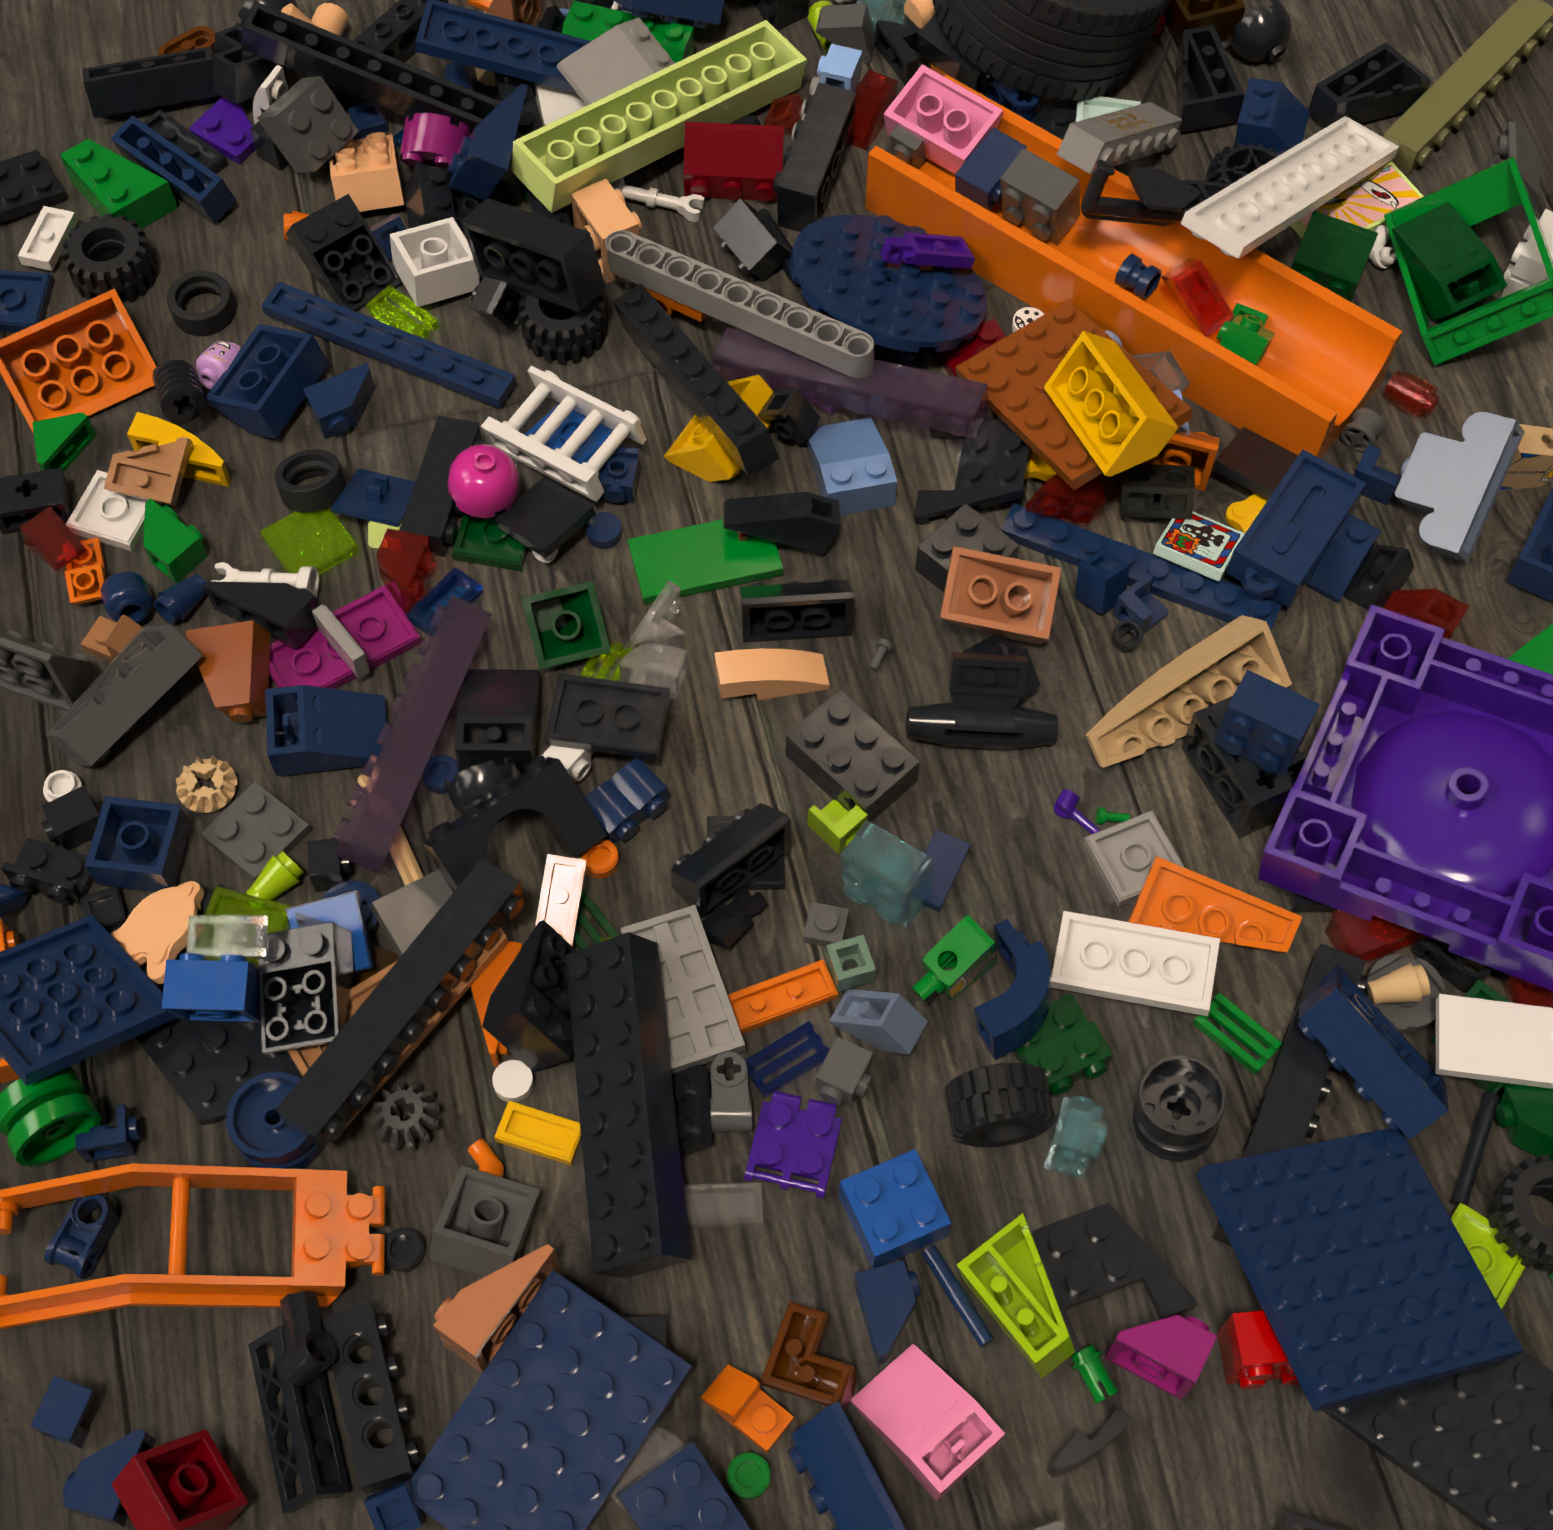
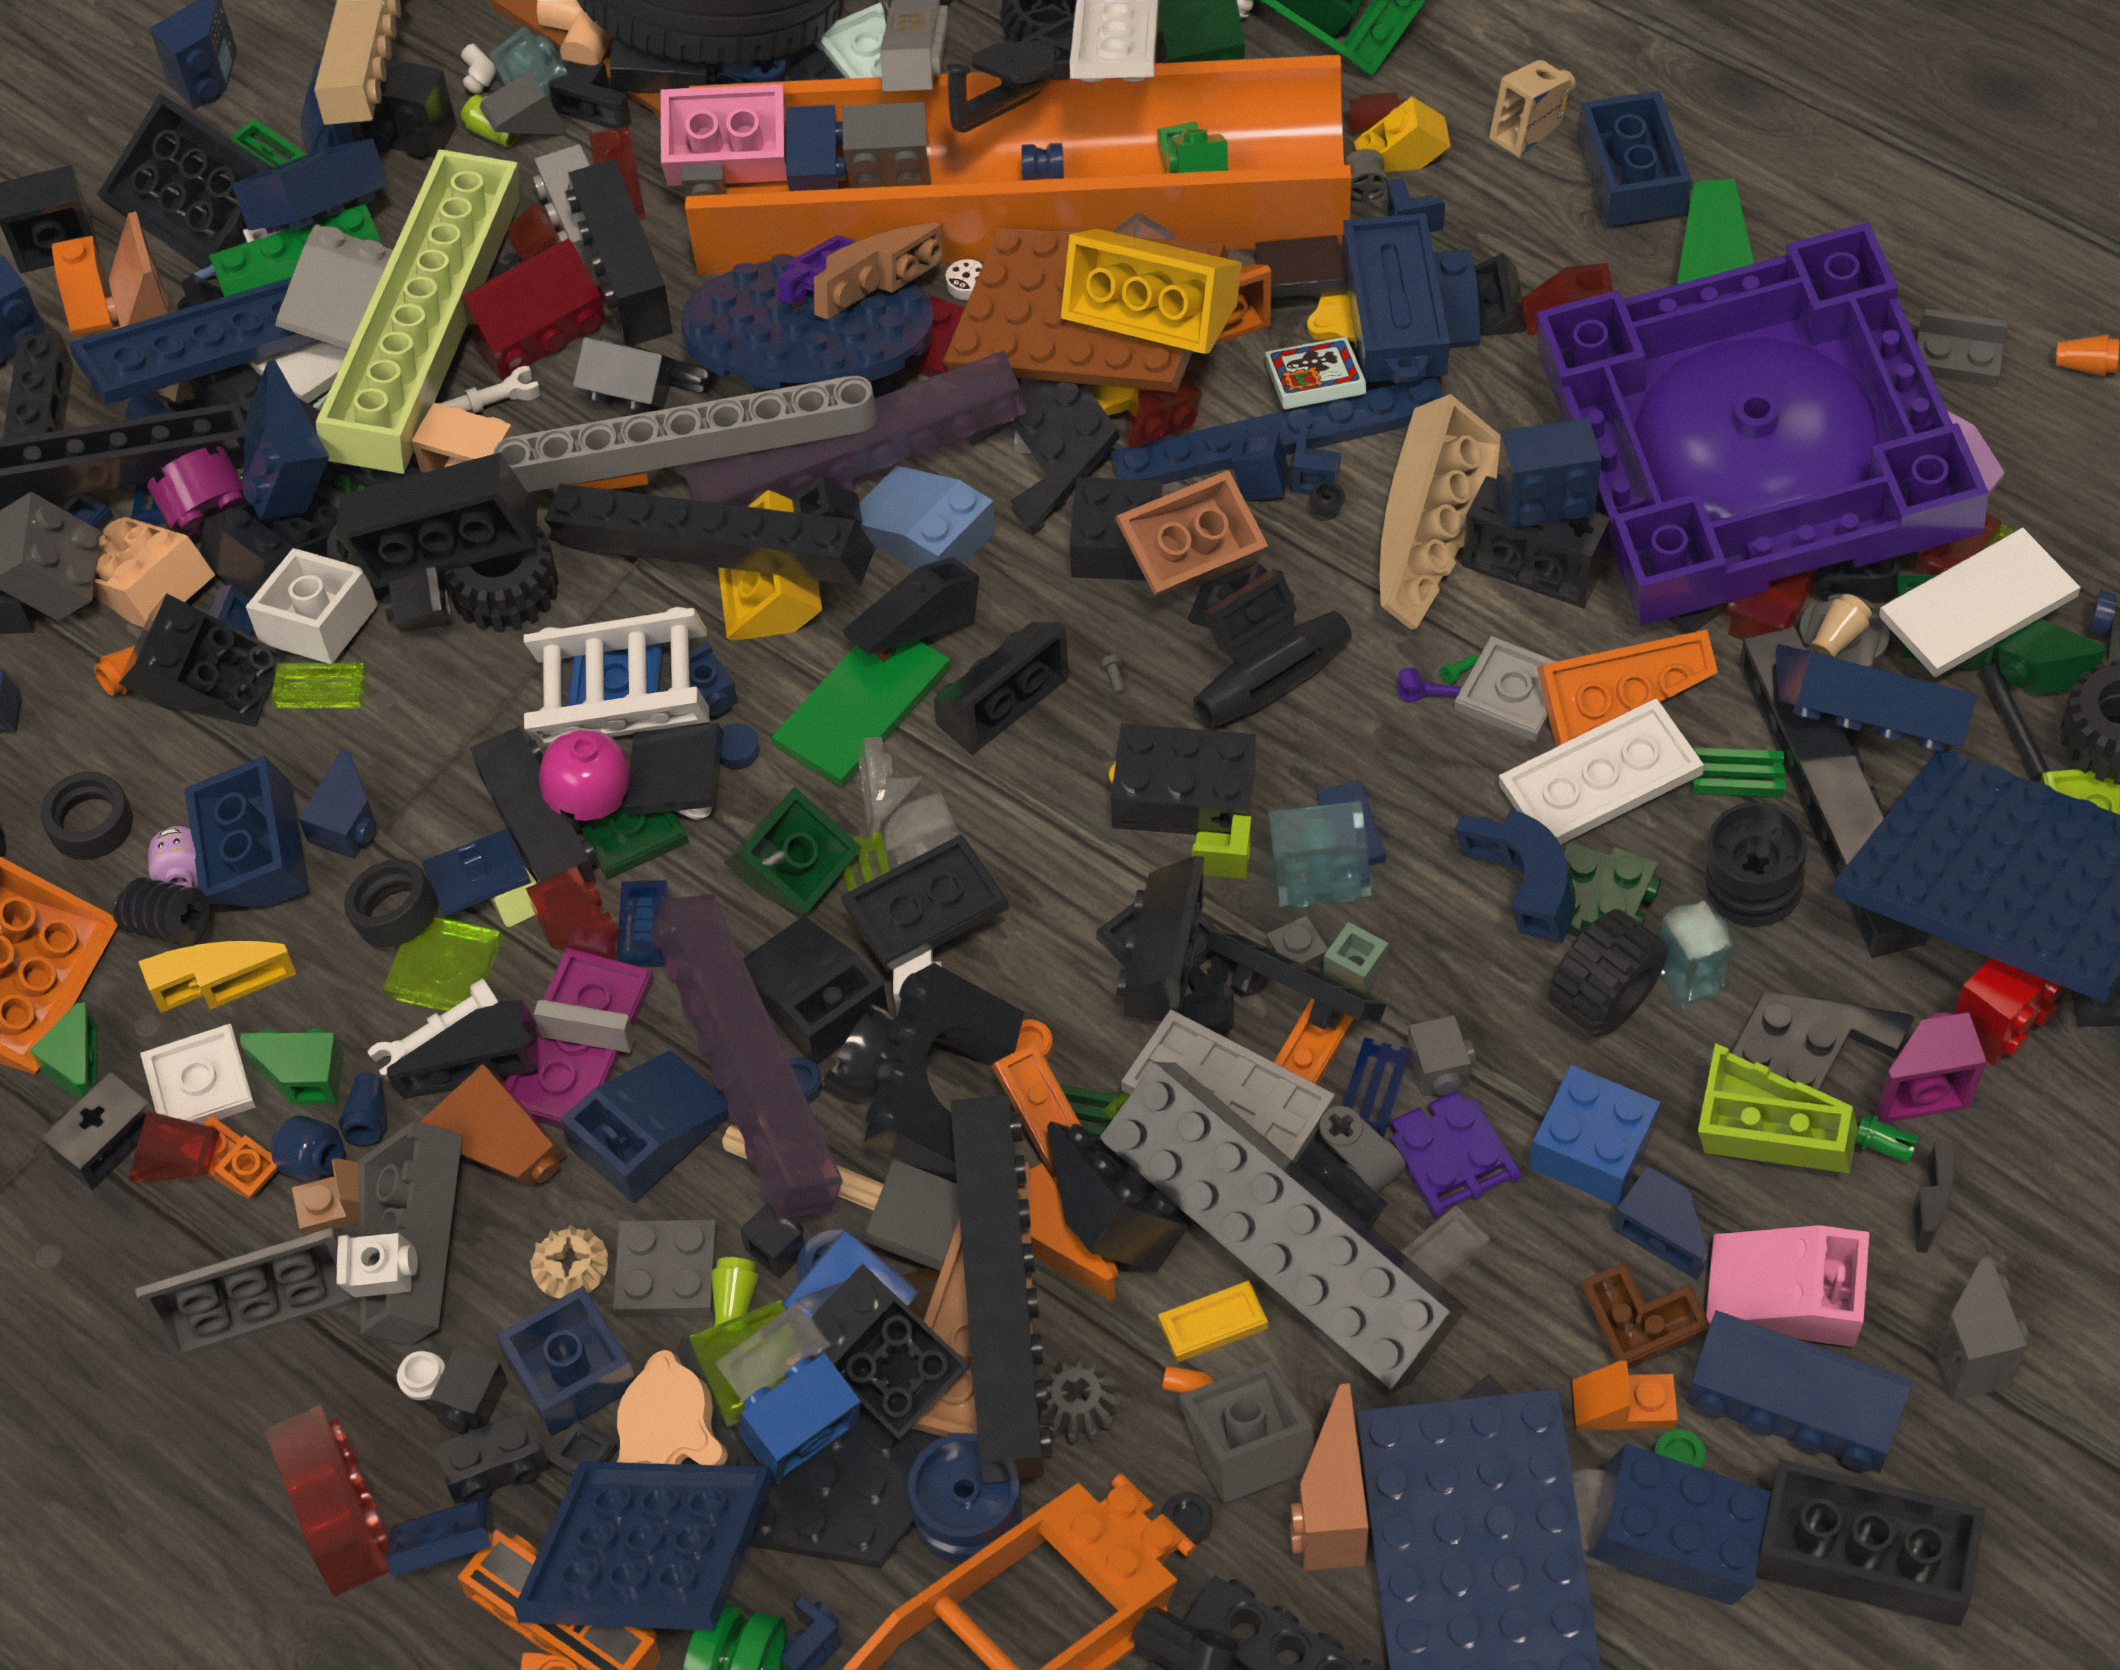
camera: 35 degrees left, 5 degrees down
(68, 697) = (388, 1276): none -> white brick
(150, 472) = (213, 1009): medium nougat wing -> none
(389, 344) = (334, 720): dark blue plate -> none
(513, 1081) = (1143, 1296): white tile -> none
(627, 800) = (1011, 963): dark blue brick -> none
(769, 672) = (1029, 762): light nougat slope -> none
(788, 923) = (1330, 995): none -> black hinge
(840, 67) = (563, 150): light blue brick -> none
(879, 1020) = (1428, 987): sand blue slope -> none
(957, 1296) = (1711, 1168): dark blue piece -> none
(961, 269) = (874, 263): none -> medium nougat slope
(965, 950) = (1450, 884): green torso -> none
(1158, 491) = (1243, 350): pearl dark grey brick -> none
(1198, 295) = (1116, 143): clear red slope -> none
(1411, 417) = (1407, 137): none -> yellow slope
(1458, 481) = (1497, 161): brick -> none

